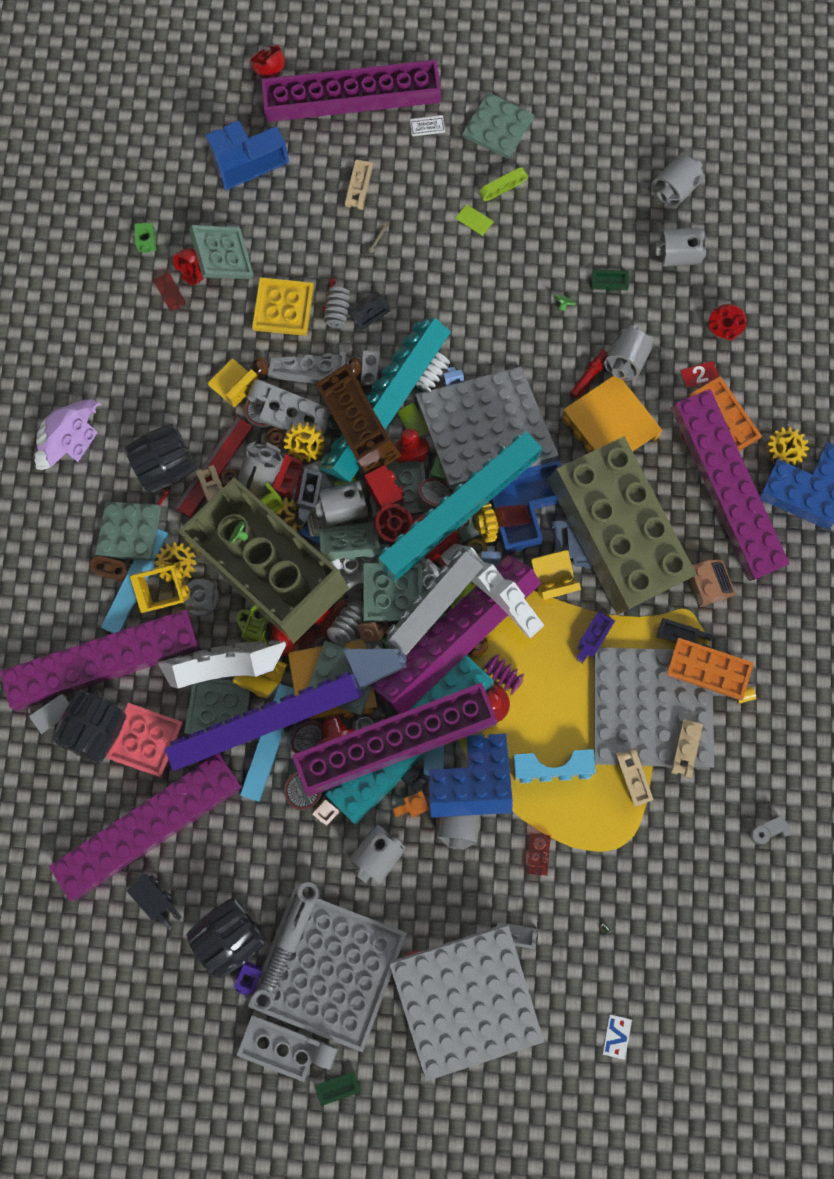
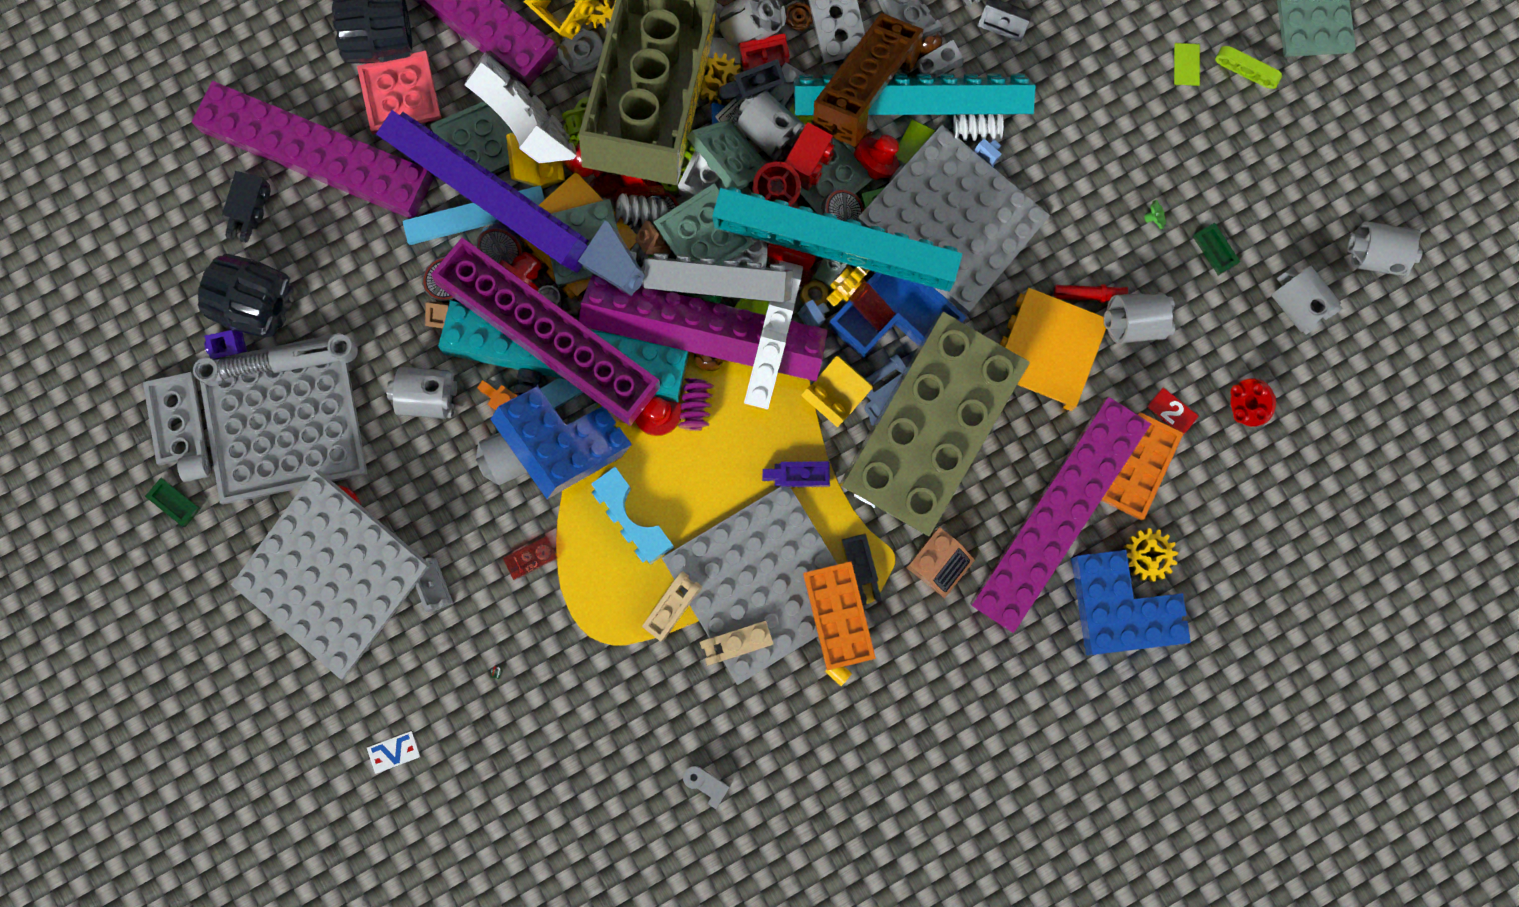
camera: 50 degrees right, 5 degrees up
(238, 533) = (654, 33): bright green plant -> none
(272, 499) = (723, 52): lime panel -> none
(304, 434) = (811, 44): yellow gear -> none

